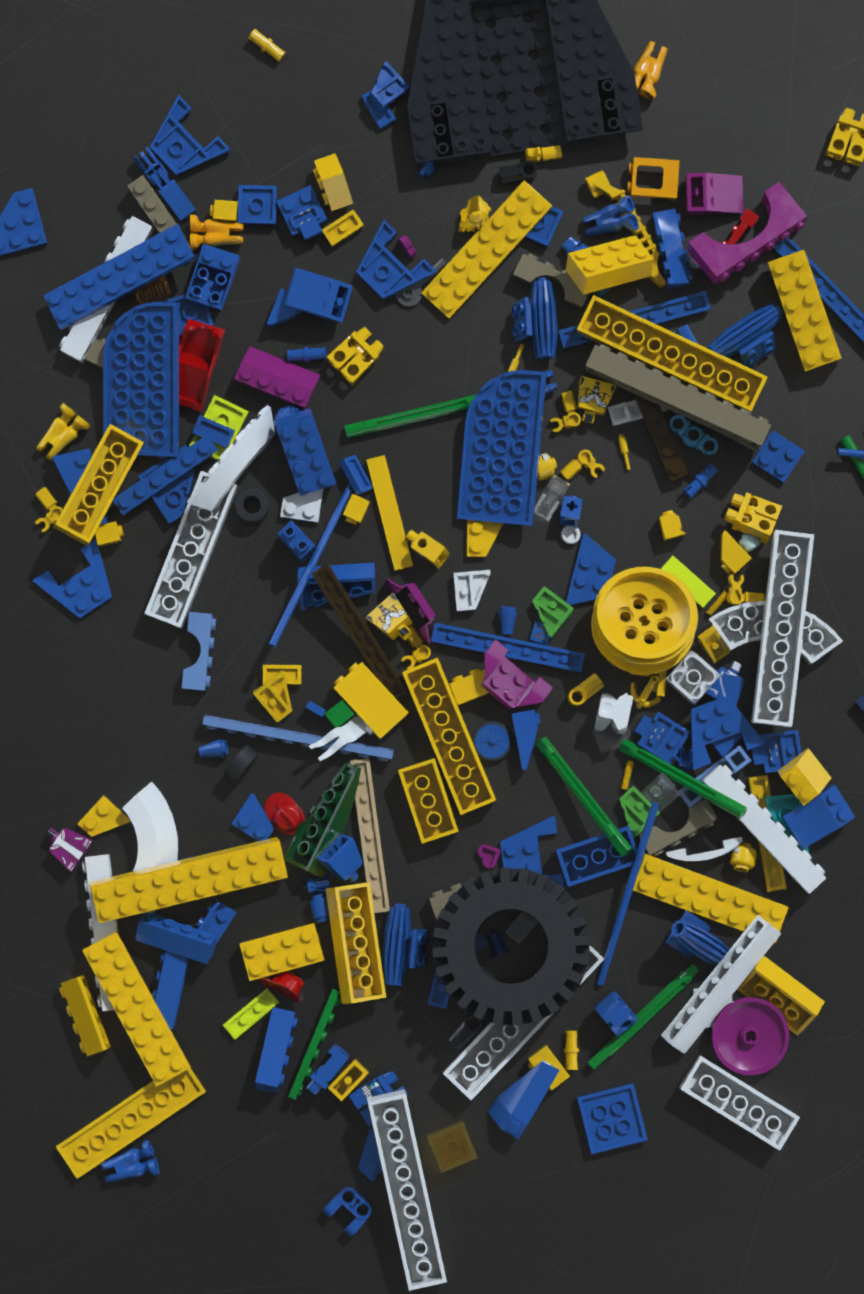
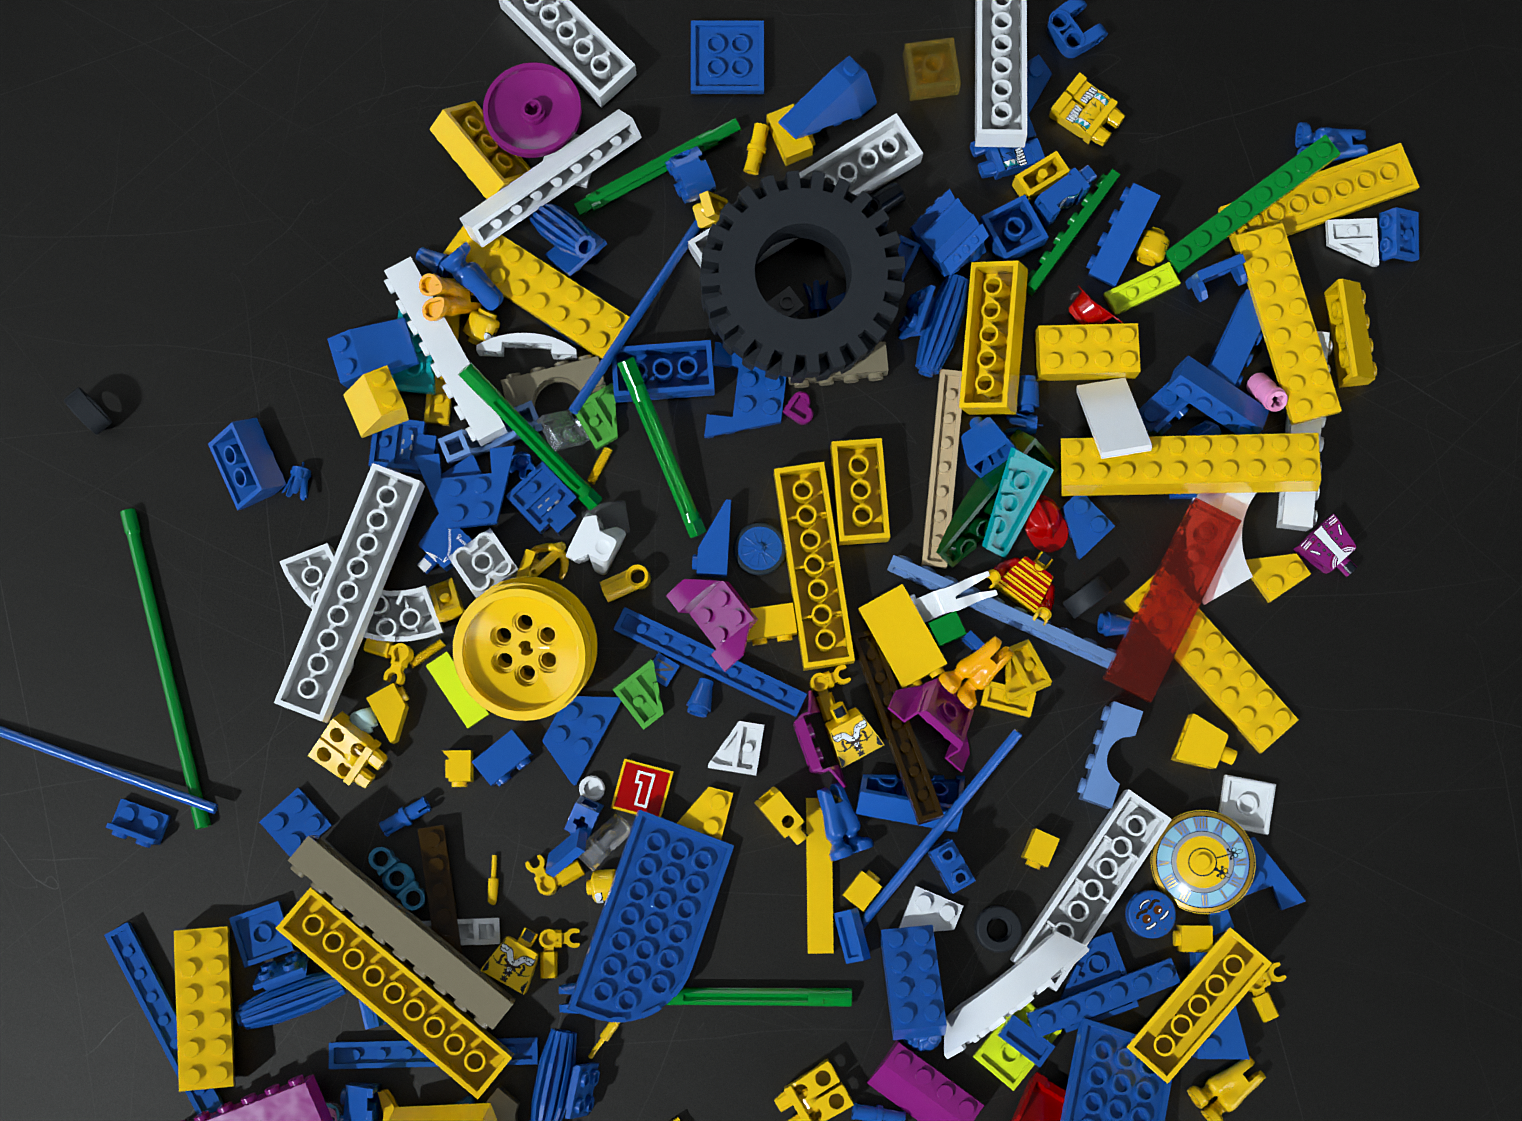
camera: 170 degrees left, 5 degrees down
(63, 1104) = (1399, 234): none -> blue bracket
(89, 640) = (1247, 803): none -> white tile
(96, 1093) = (1354, 238): none -> white wing
(113, 590) = (1203, 862): none -> dish
(131, 675) = (1202, 744): none -> yellow torso
(138, 741) = (1228, 680): none -> yellow plate
(141, 954) = (1267, 392): none -> bright pink piece
(143, 543) = (1150, 914): none -> blue head
(179, 773) = (1171, 600): none -> clear red tile
(180, 912) = (1205, 428): none -> blue tile
(182, 1098) = (1252, 203): none -> green plate
(199, 1037) = (1232, 265): none -> blue piece
(234, 570) = (1039, 849): none -> yellow brick
(250, 1047) = (1151, 246): none -> yellow head
(252, 902) = (1113, 418): none -> white tile
(287, 762) = (1026, 584): none -> torso
(309, 686) = (979, 670): none -> light orange piece
(310, 826) = (1018, 493): none -> teal wing
(318, 1142) = (1086, 110): none -> yellow hips
(330, 651) = (941, 711): none -> magenta piece
(359, 1032) = (1014, 230): none -> blue brick
(384, 553) = (841, 822): none -> blue piece
(408, 1014) = (949, 234): none -> blue slope
(534, 543) = (641, 788): none -> red tile
(576, 482) = (566, 852): none -> blue tile
(592, 991) = (708, 210): none -> yellow slope
(641, 539) = (503, 758): none -> blue brick
(759, 891) = (473, 277): none -> blue piece
(767, 871) = (454, 298): none -> light orange piece
(781, 371) = (257, 934): none -> blue plate
(792, 900) = (432, 261): none -> blue cone
(847, 705) = (298, 479): none -> blue piece

